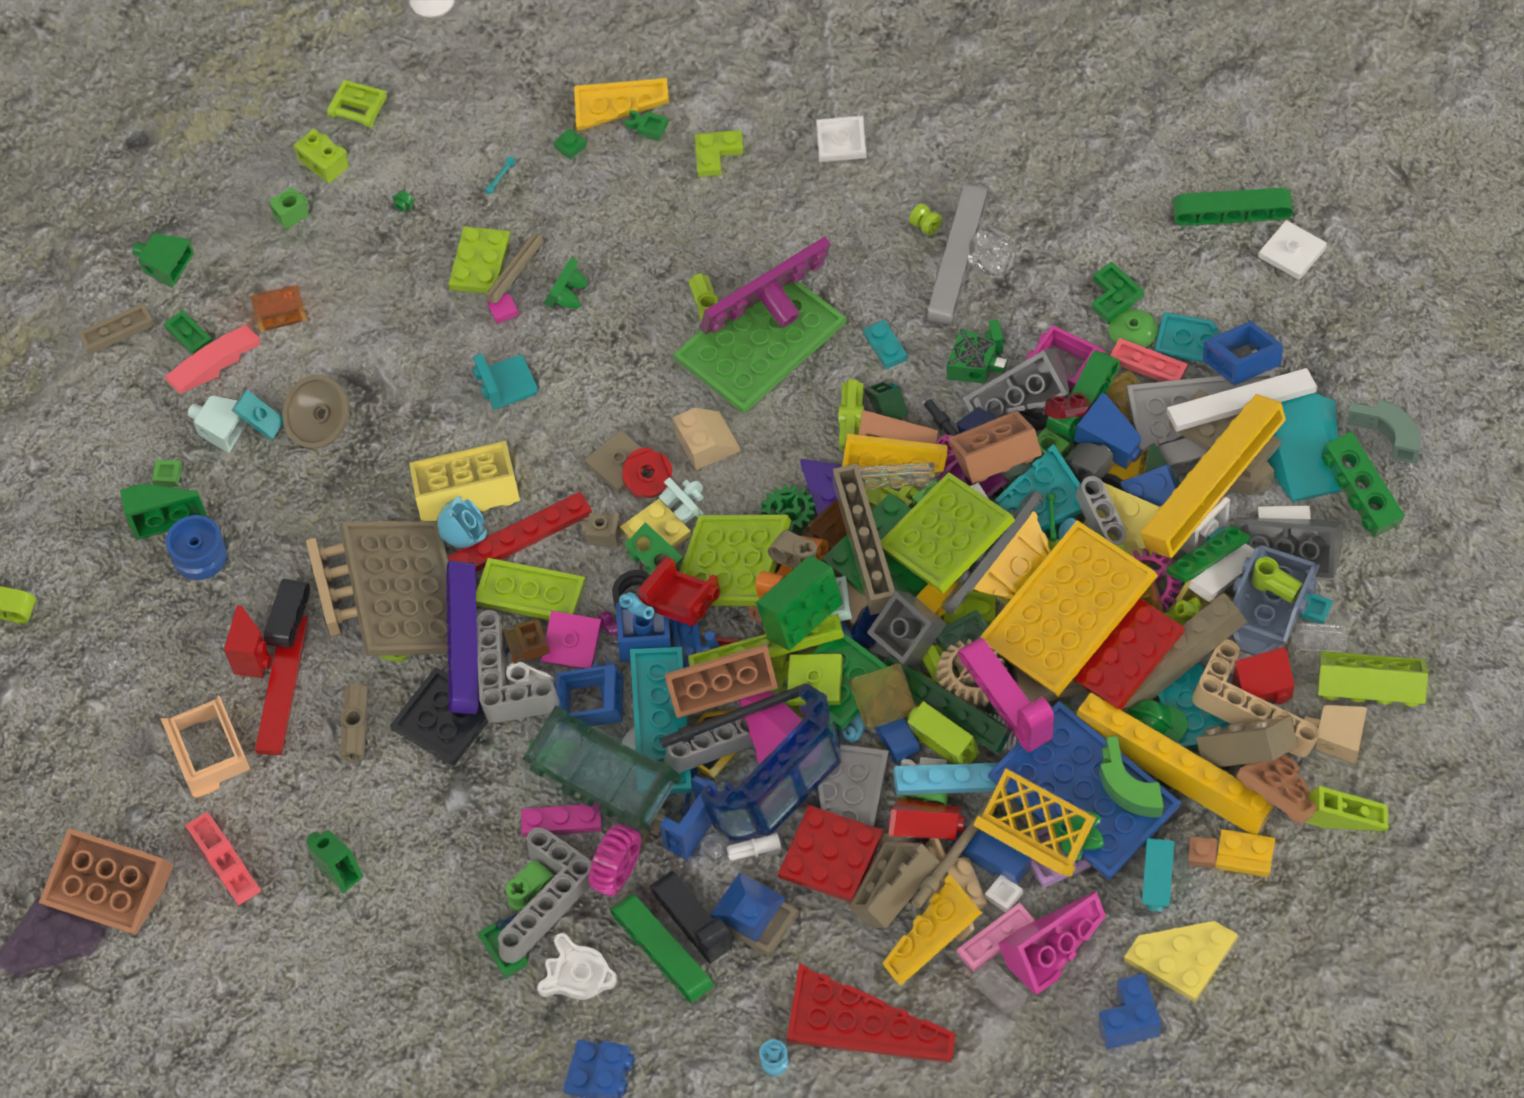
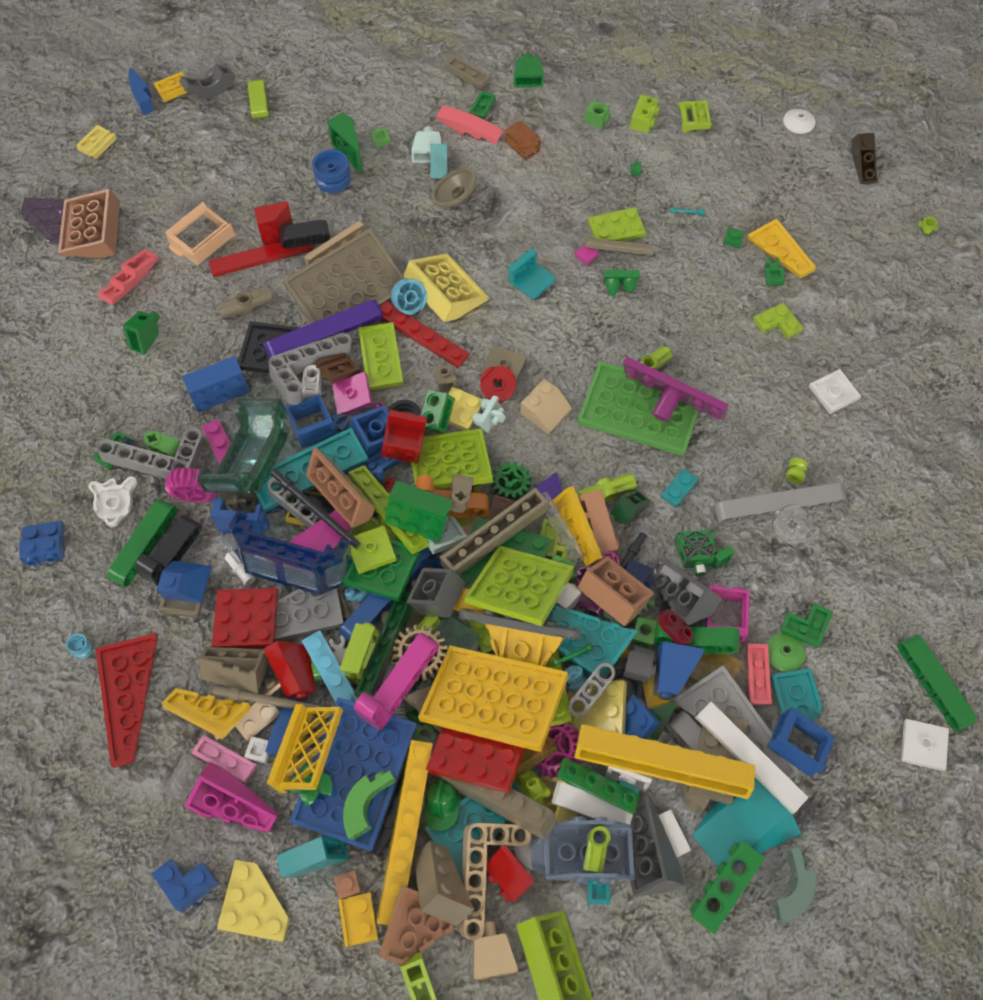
camera: 60 degrees right, 5 degrees up
(476, 789) = (216, 384): none -> blue brick
(636, 606) = (381, 420): medium azure arm -> none
(882, 696) = (375, 599): clear yellow plate -> none

